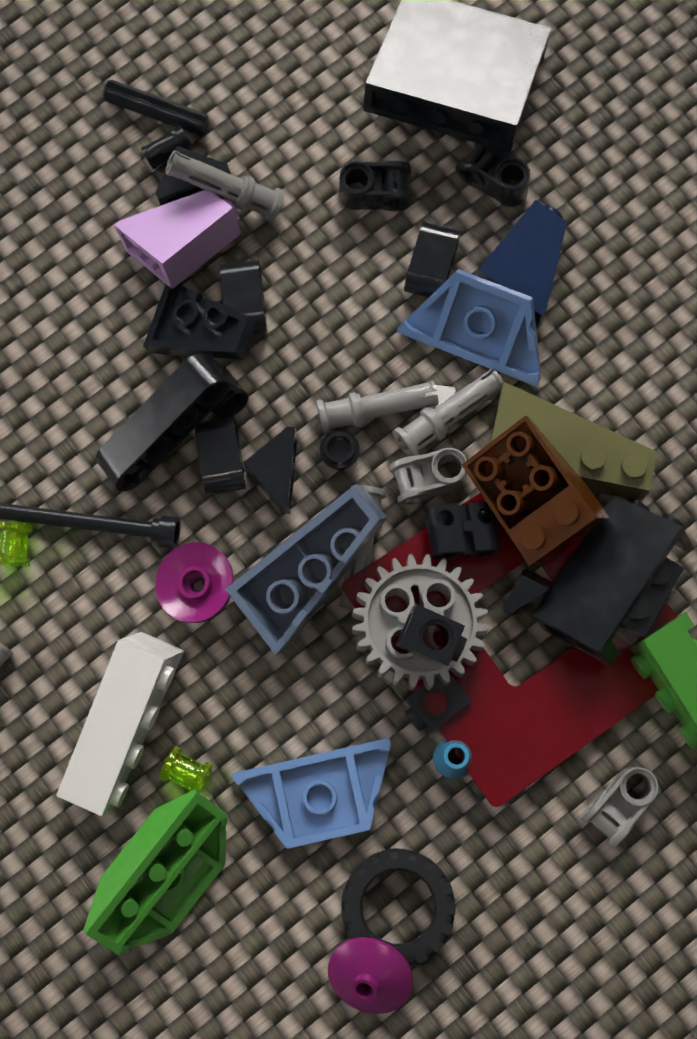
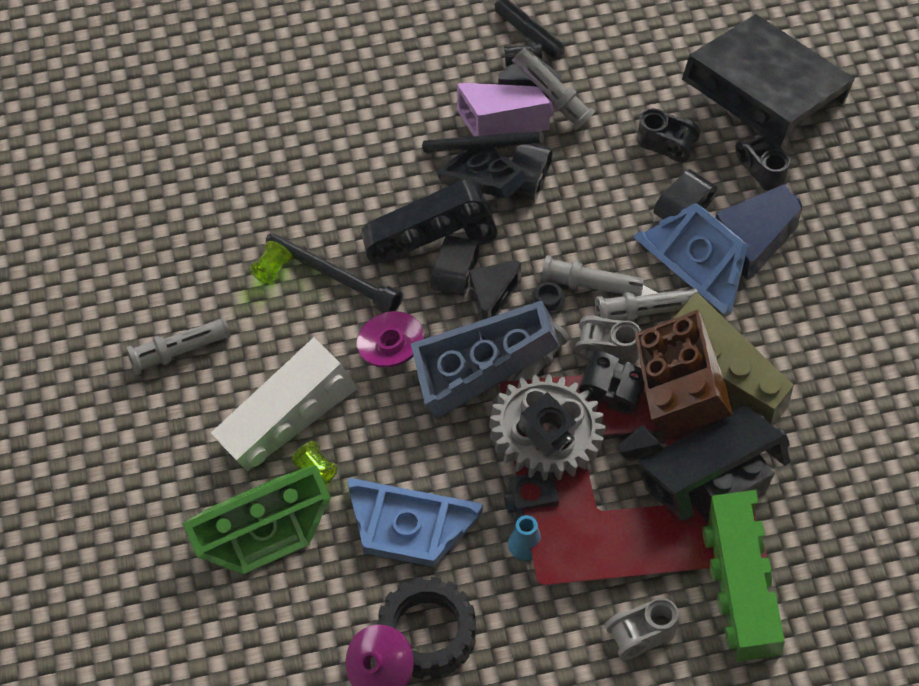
camera: 20 degrees right, 20 degrees down
(179, 288) = (484, 141): none -> black bar

